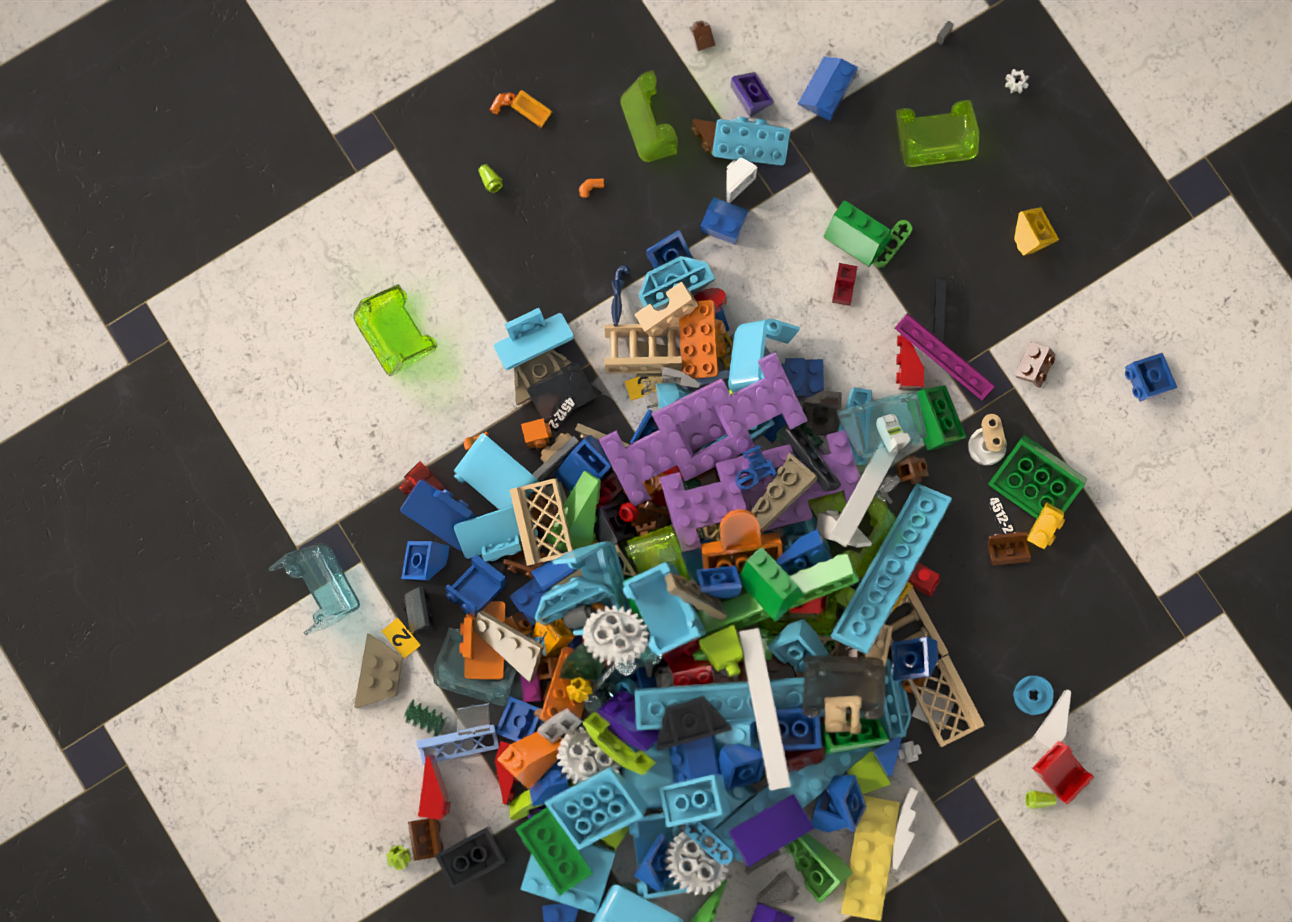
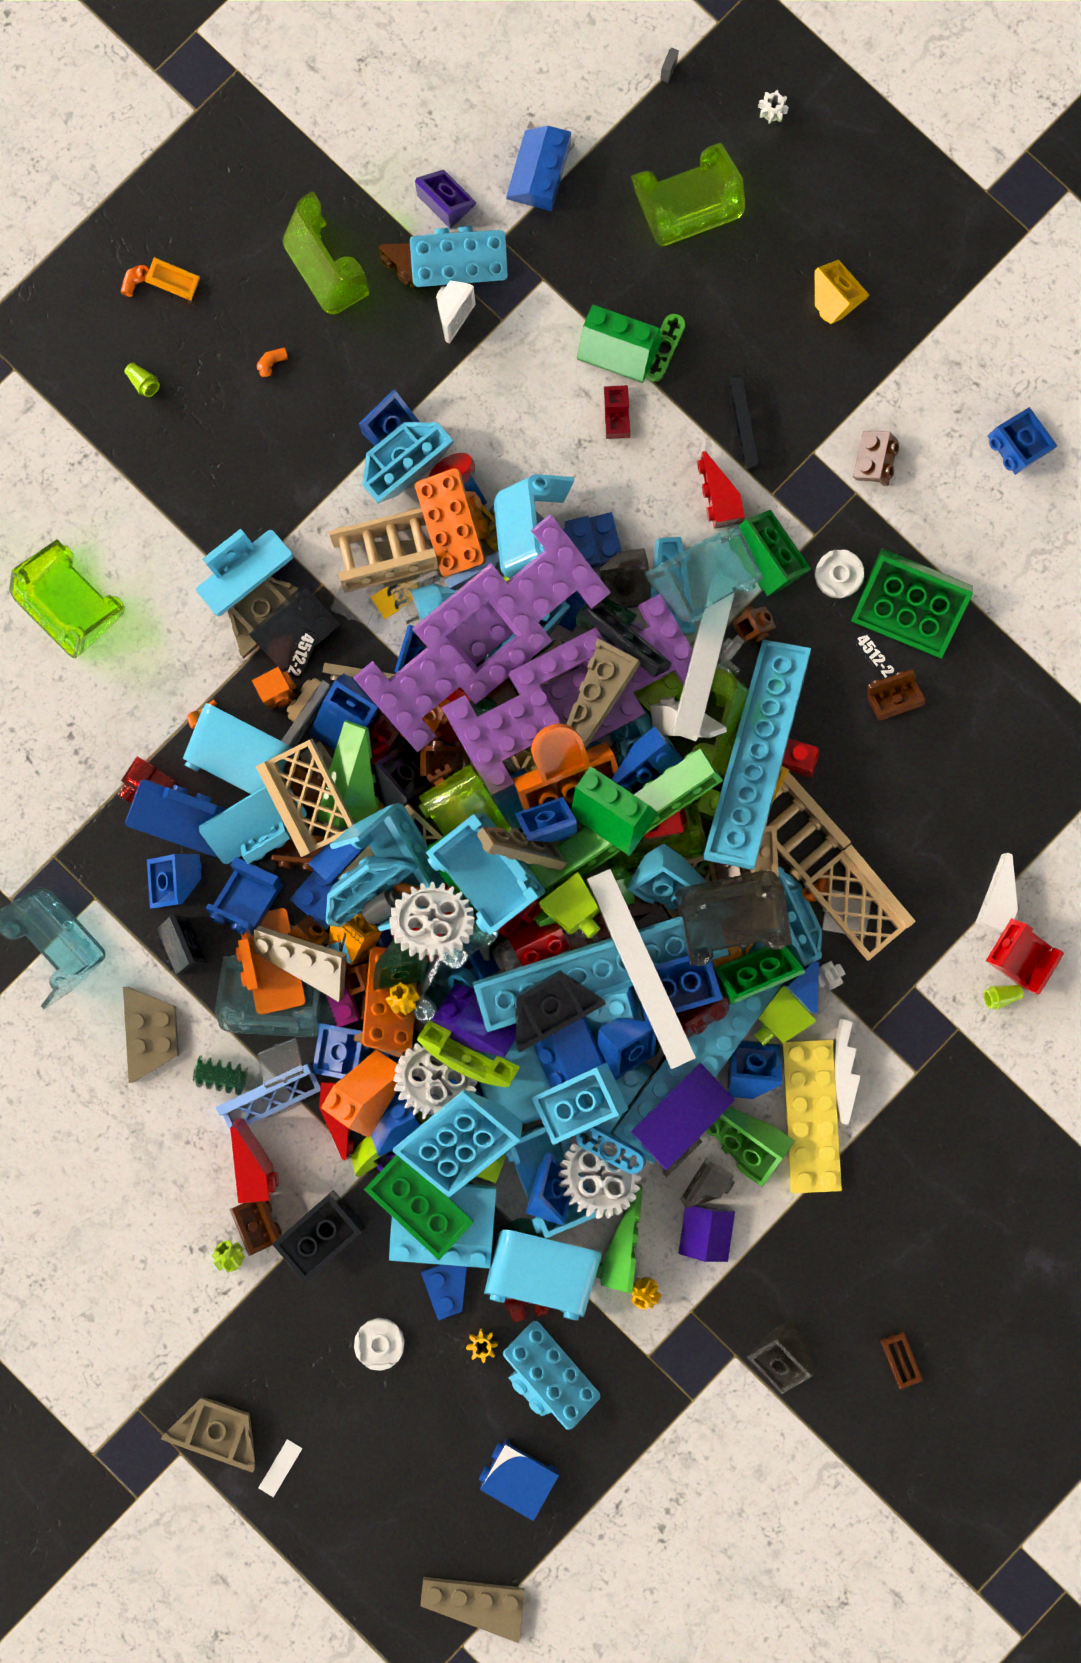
camera: 15 degrees left, 5 degrees up
(400, 638) = (167, 983): yellow sticker -> none
(558, 725) = (386, 1049): light grey slope -> none
(617, 284) = (334, 477): dark blue piece -> none
(628, 512) = (413, 760): red plate -> none
(680, 303) = (417, 482): tan arch -> none
(685, 380) = (447, 577): light grey slope -> none
(702, 35) = (366, 137): reddish brown bracket -> none
(724, 221) = (447, 366): blue slope -> none
(757, 470) = (565, 668): blue piece -> none
(836, 714) = (731, 951): tan plate -> none
(847, 799) = (768, 1053): blue slope -> none
(892, 433) = (719, 584): white leg -> none
(914, 658) = (810, 859): blue slope -> none
(944, 356) = (761, 473): magenta plate -> none
(993, 432) = (842, 555): tan plate -> none
(1045, 526) = (935, 655): yellow brick -> none
(1045, 695) = (980, 868): dark azure plate -> none

